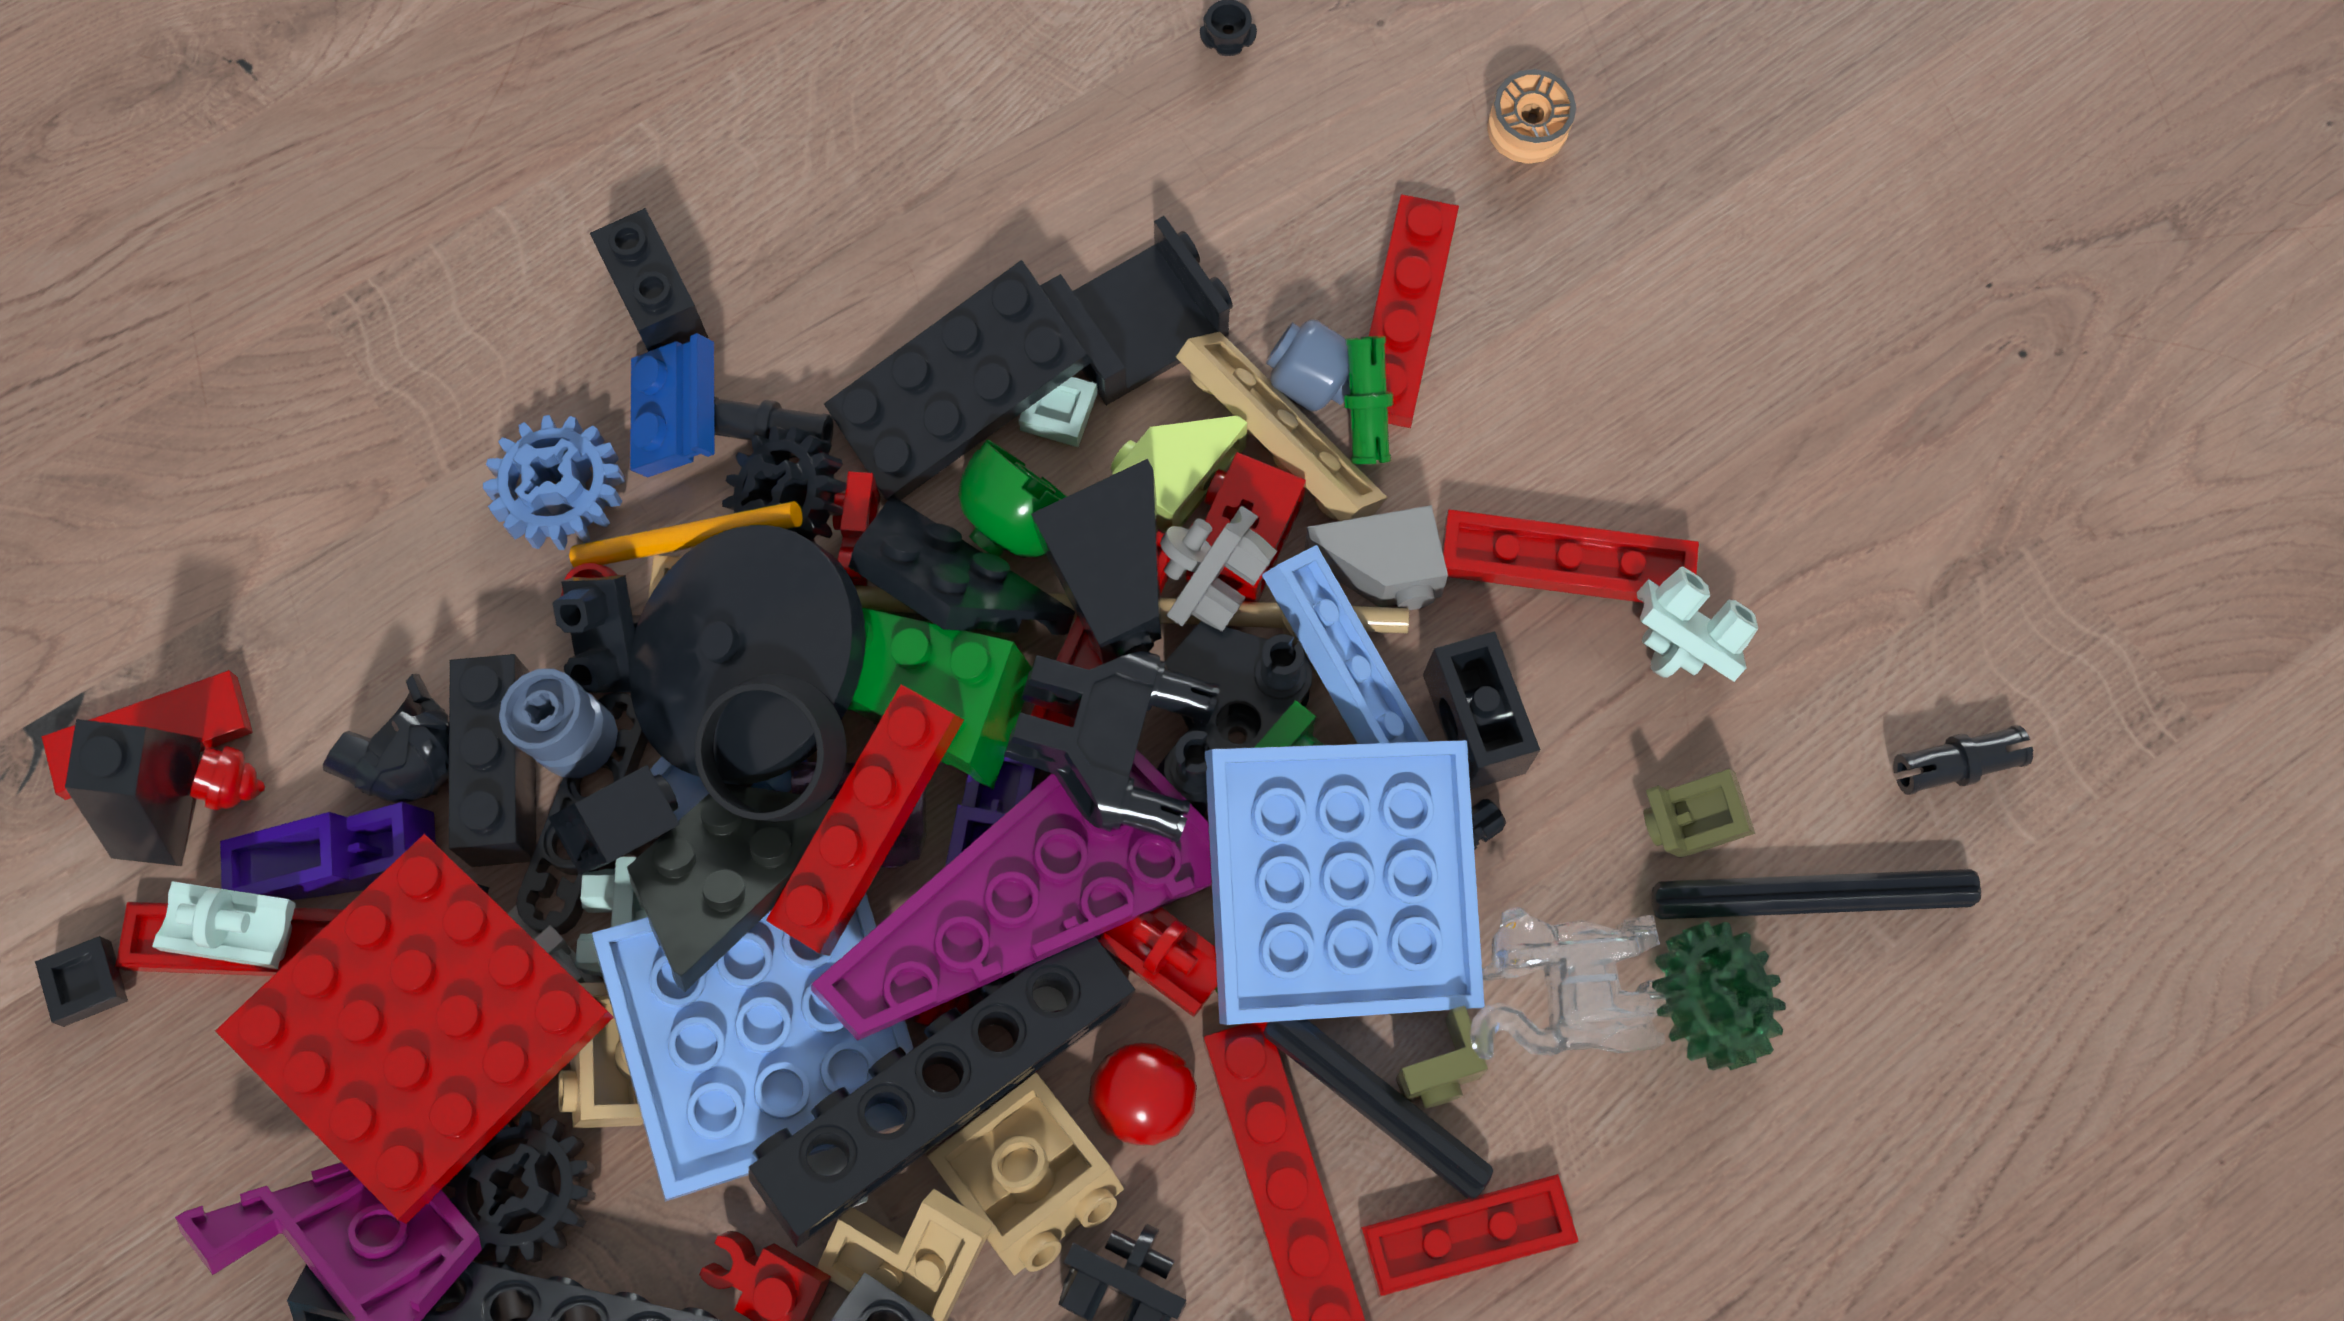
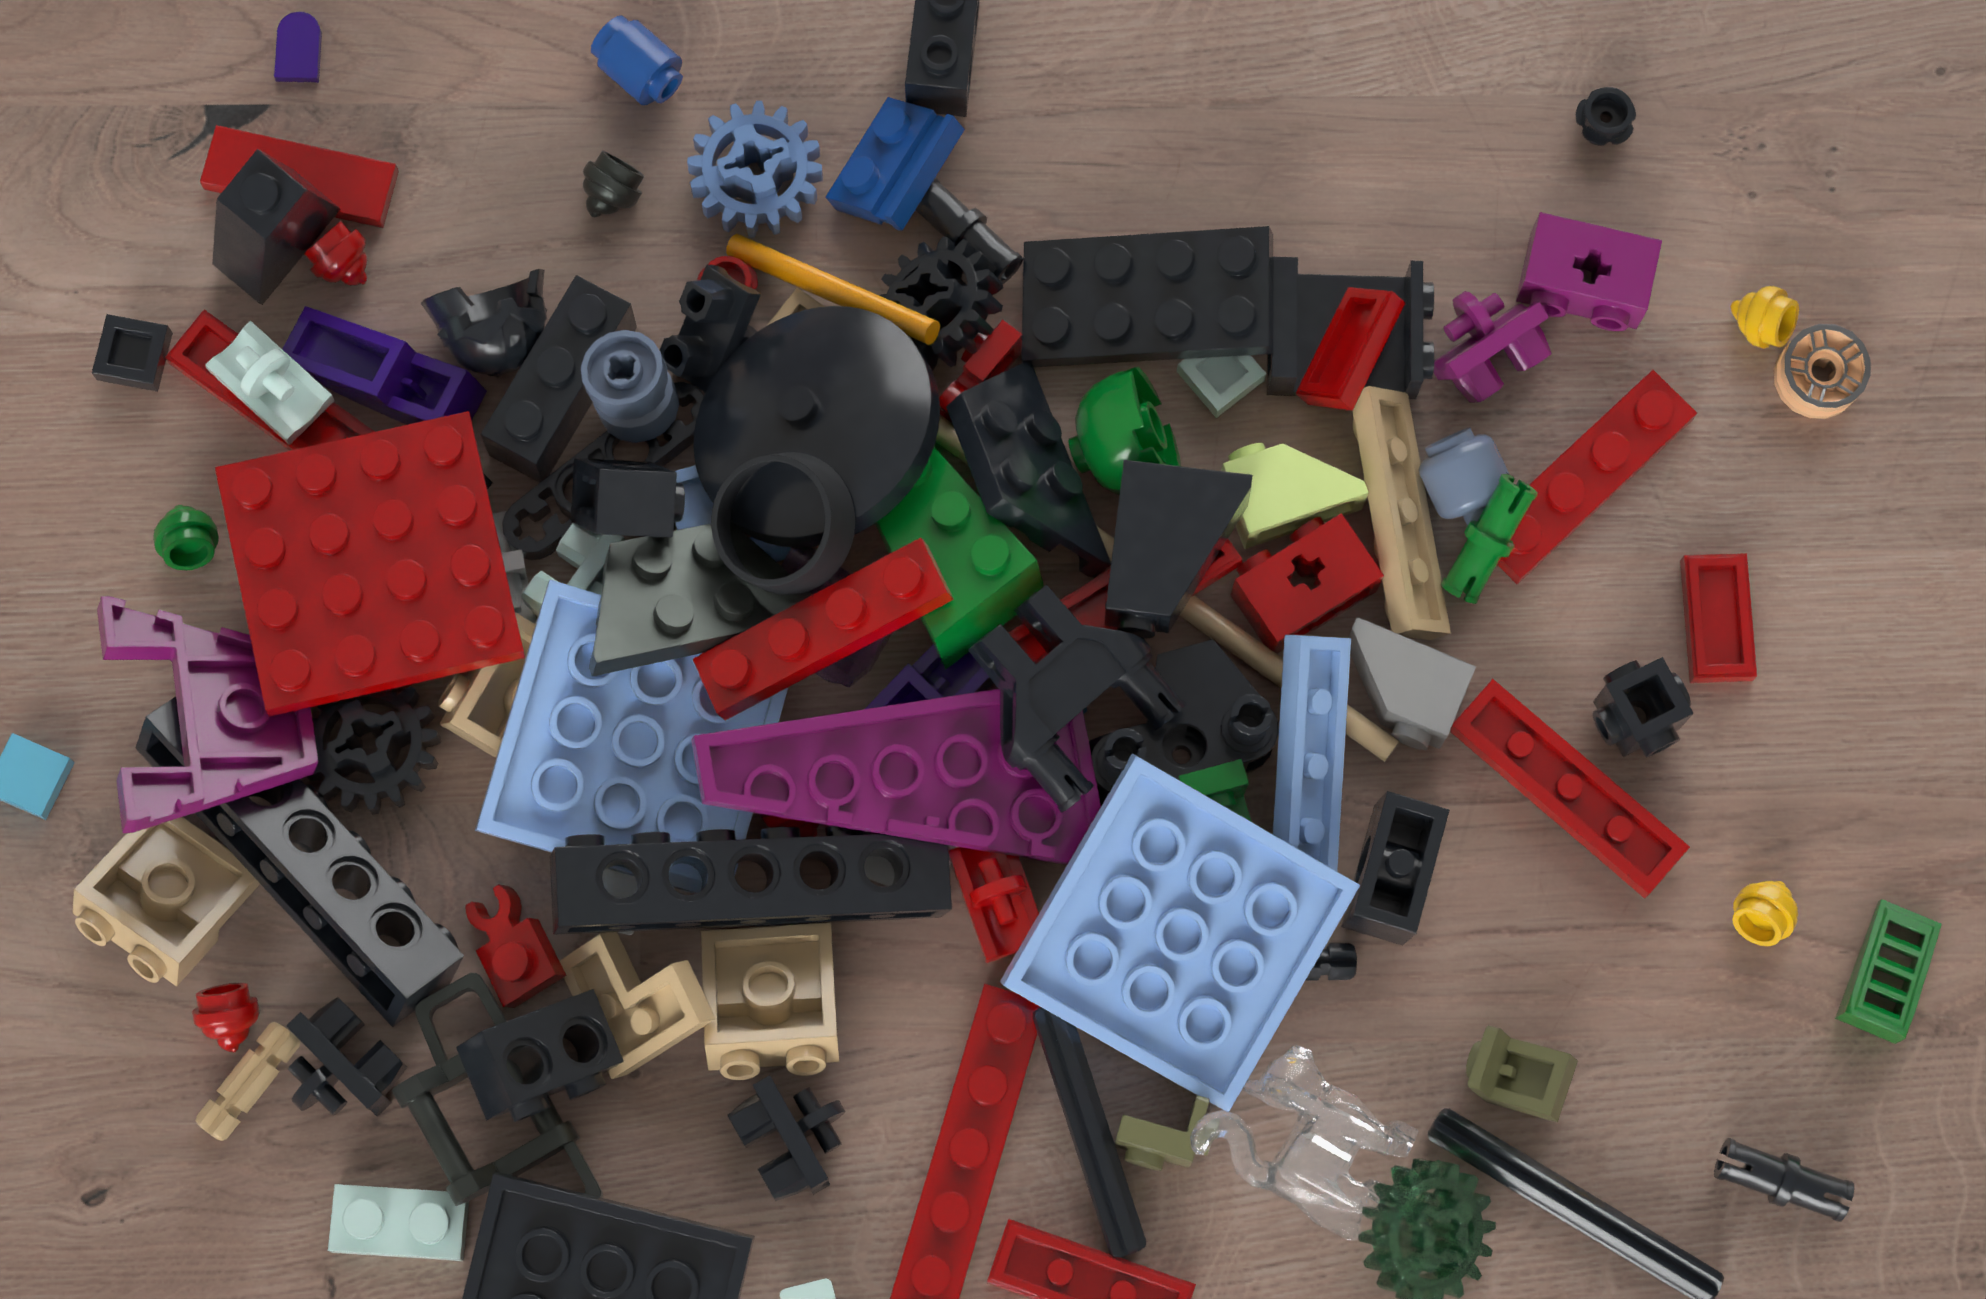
camera: 30 degrees right, 5 degrees up
(81, 629) = (298, 49): none -> dark purple piece
(232, 1114) = (186, 538): none -> green plate
(393, 456) = (637, 60): none -> blue brick
(434, 573) = (610, 185): none -> pearl dark grey plate
(1142, 1094) = (905, 997): red hair -> none
(1151, 321) = (1350, 348): none -> red tile
(1235, 549) = (1239, 578): light grey hips -> none
(1271, 232) = (1513, 331): none -> magenta hips
(1298, 150) = (1620, 266): none -> magenta brick
(1458, 101) = (1766, 316): none -> yellow plate
(1583, 455) = (1656, 693): none -> black brick
(1587, 353) = (1718, 618): none -> red tile
(1688, 637) = (1622, 921): light aqua hips -> none
(1792, 557) = (1765, 912): none -> yellow plate
(1912, 585) = (1869, 1017): none -> green slope

